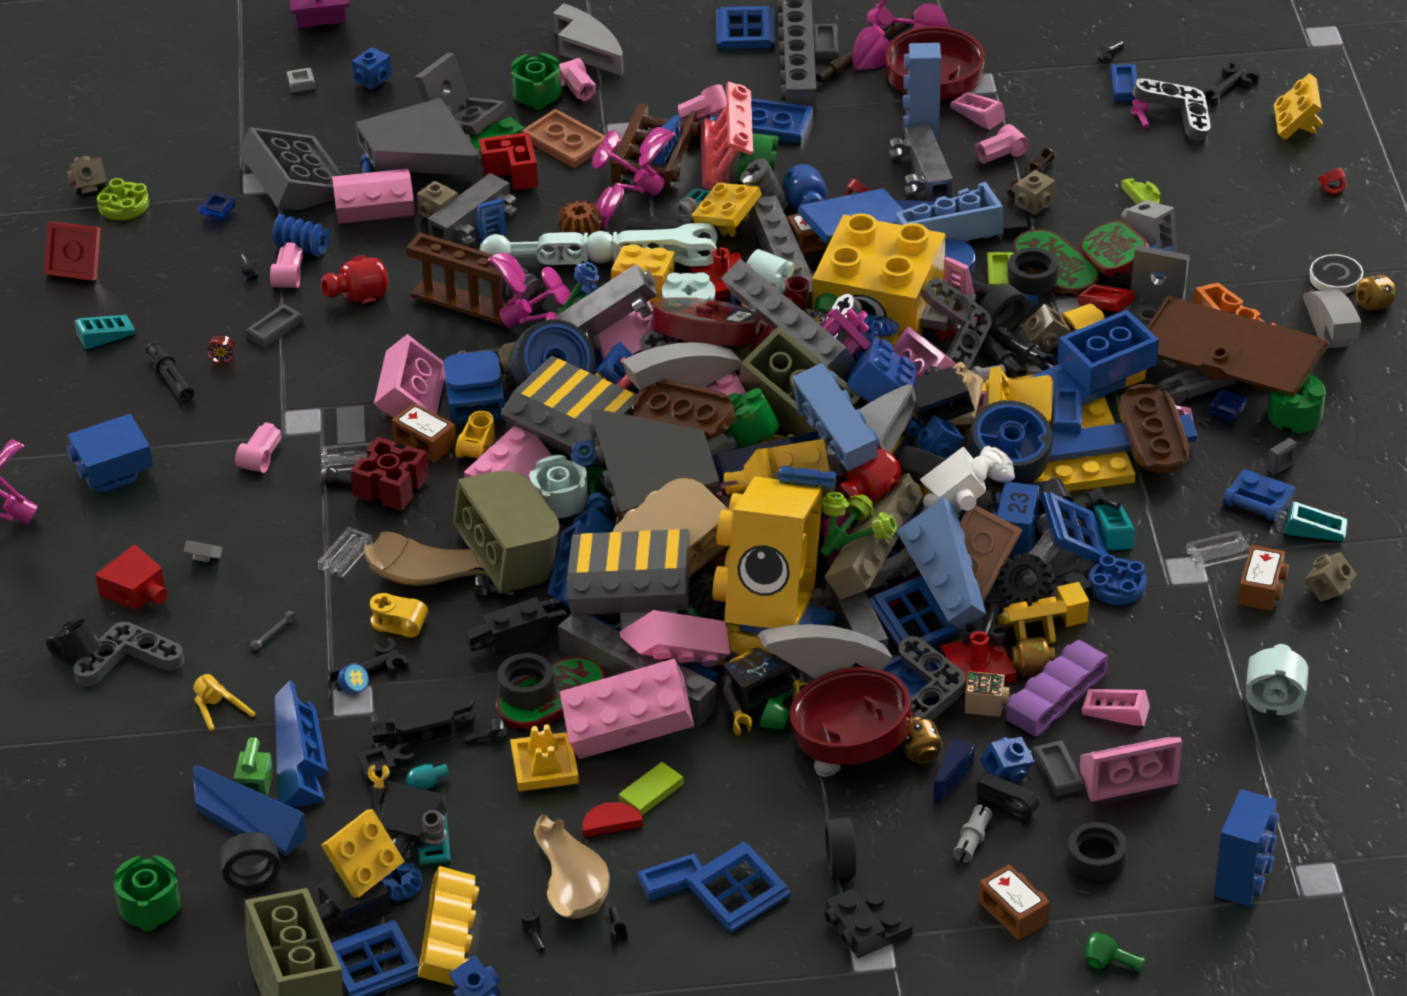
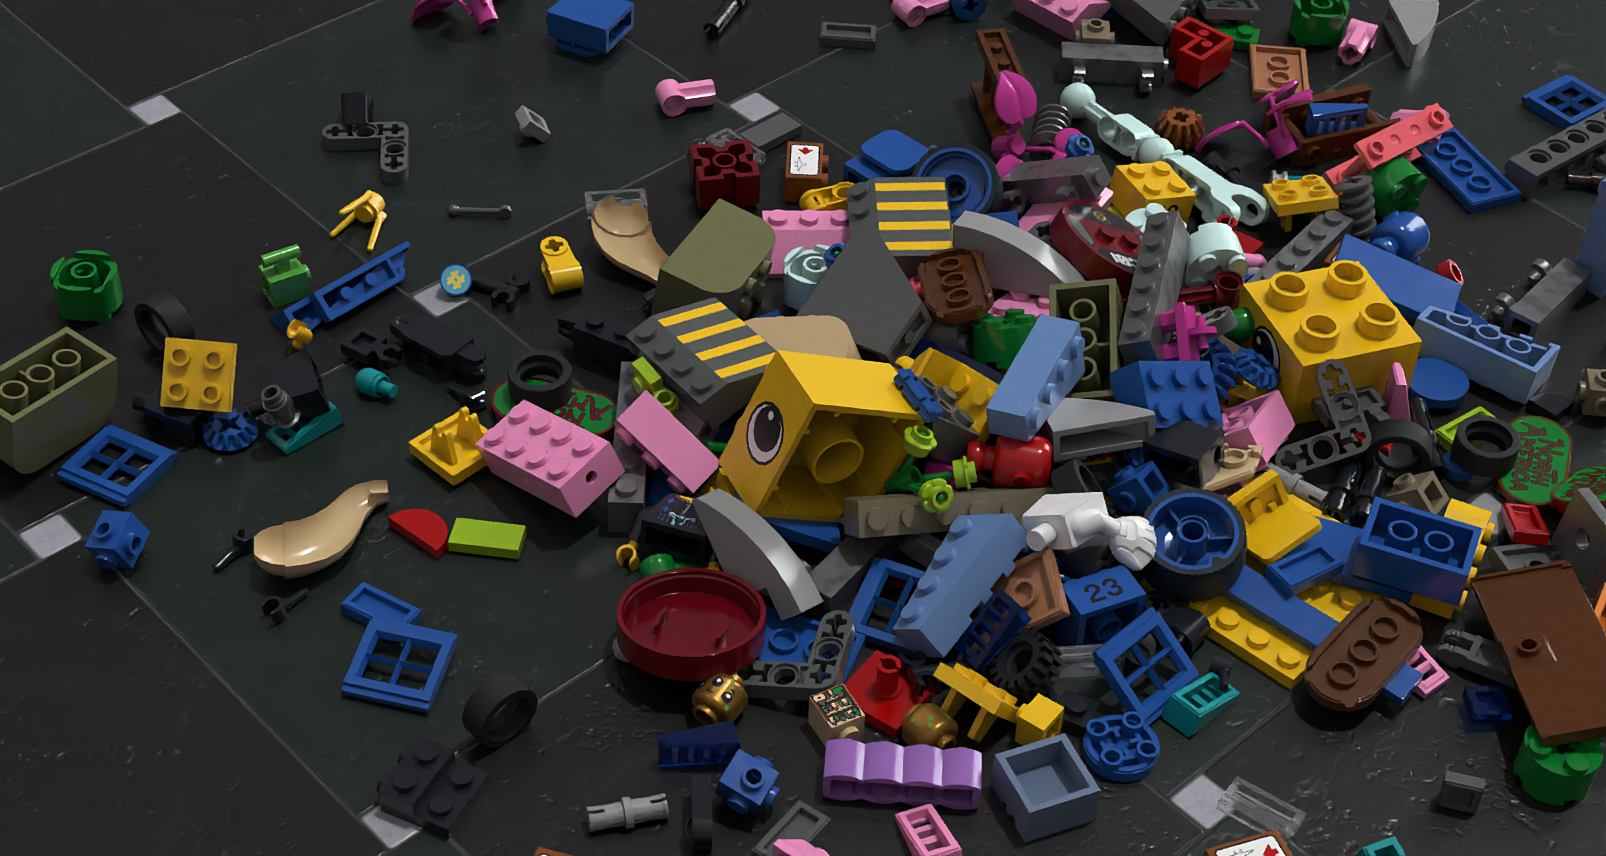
camera: 50 degrees right, 0 degrees up
(132, 580) = (462, 105): red torso -> none
(221, 348) = (782, 19): tile -> none
(247, 810) = (236, 298): blue wedge -> none
(358, 280) = (946, 47): red piece -> none
(409, 377) = (851, 127): bright pink slope -> none
(447, 924) = (186, 483): yellow brick -> none
(499, 225) = (1107, 95): blue slope -> none
(615, 615) = (648, 379): none -> lime plate
(992, 551) = (1006, 631): none -> clear blue slope
(1127, 627) = (1045, 787): none -> sand blue piece
(1259, 494) = (1393, 800): blue plate -> none

